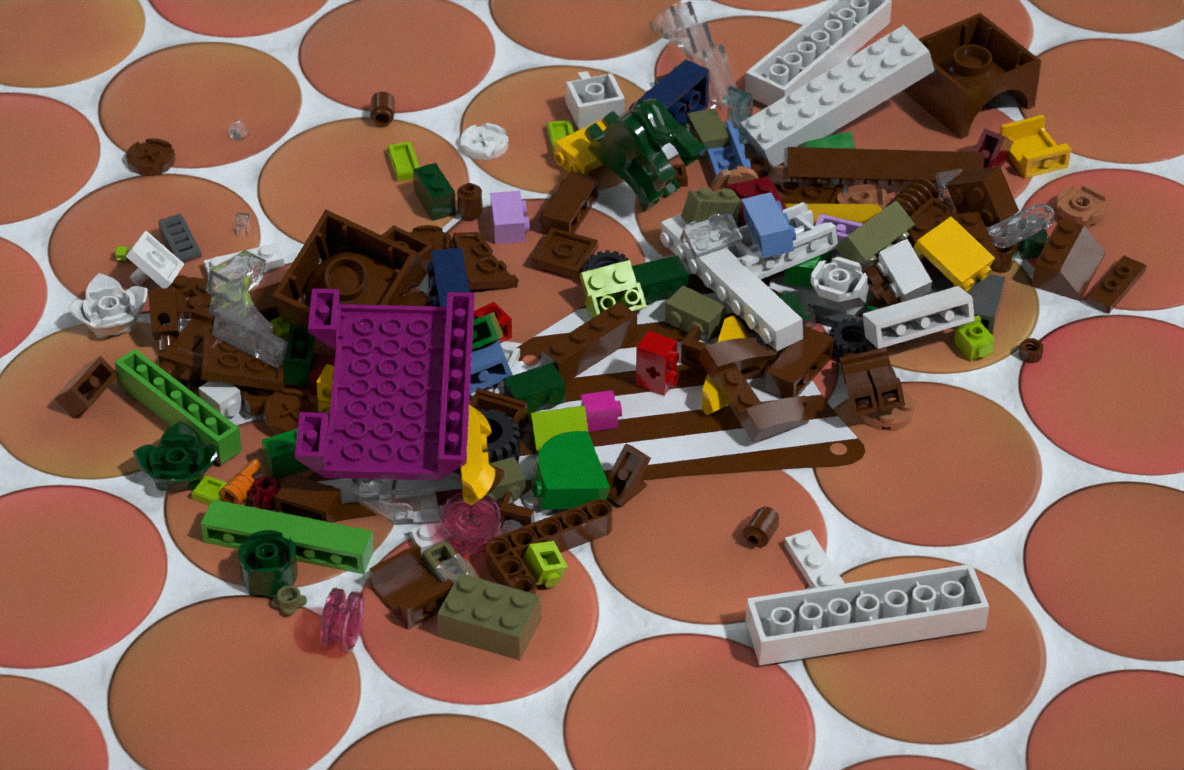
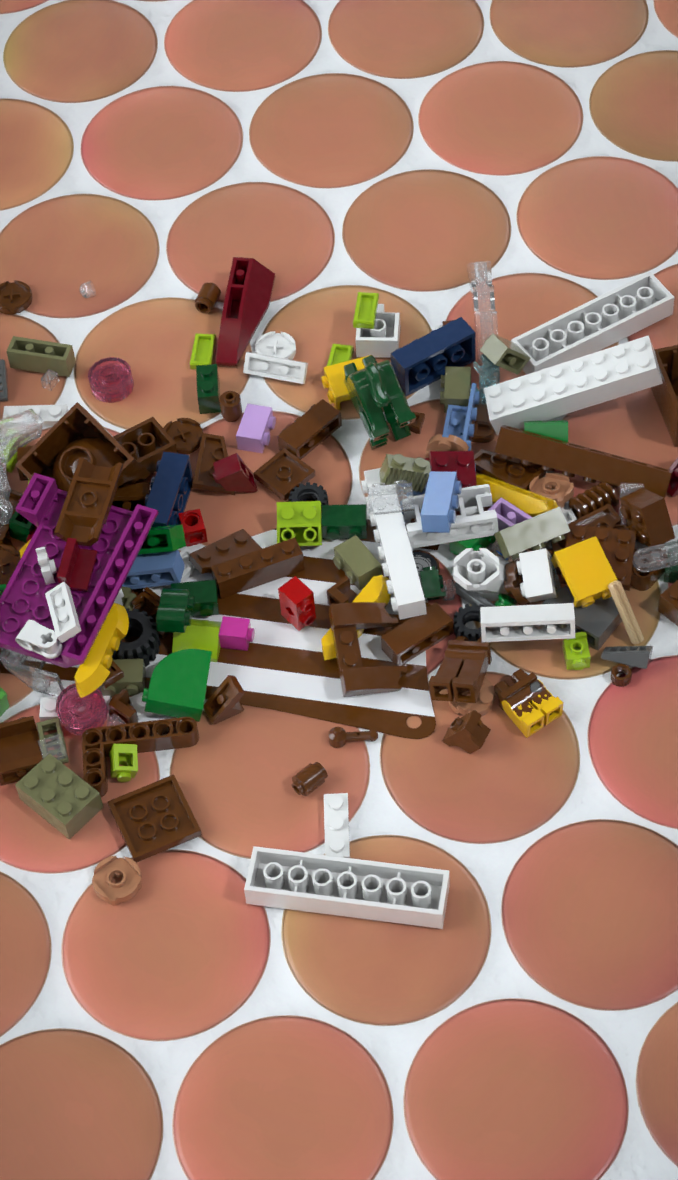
camera: 25 degrees right, 10 degrees up
(223, 201) = (40, 356): none -> olive brick
(310, 202) = (111, 380): none -> clear pink wheel
(372, 376) = (47, 566): none -> white plate
(389, 307) = (88, 502): none -> reddish brown piece
(400, 451) = (39, 640): none -> white piece
(406, 373) = (76, 566): none -> dark red panel
(418, 416) = (63, 612): none -> white plate
(429, 108) = (244, 307): none -> dark red wedge
(497, 157) = (275, 367): none -> white plate
(514, 260) = (234, 475): none -> dark red slope
(529, 397) = (174, 610): none -> dark green brick
(544, 333) = (223, 550): none -> reddish brown wing
(575, 77) = (366, 310): none -> lime tile
(596, 694) = (117, 892): none -> nougat plate
(609, 610) = (154, 818): none -> reddish brown plate
(751, 81) = (505, 353): none -> olive brick
(768, 480) = (339, 737): none -> reddish brown piece
(907, 438) = (467, 732): none -> reddish brown brick
(952, 397) = (528, 702): none -> hips
(1010, 286) = (626, 612): none -> tan axle
(1035, 328) = (629, 655): none -> dark grey slope

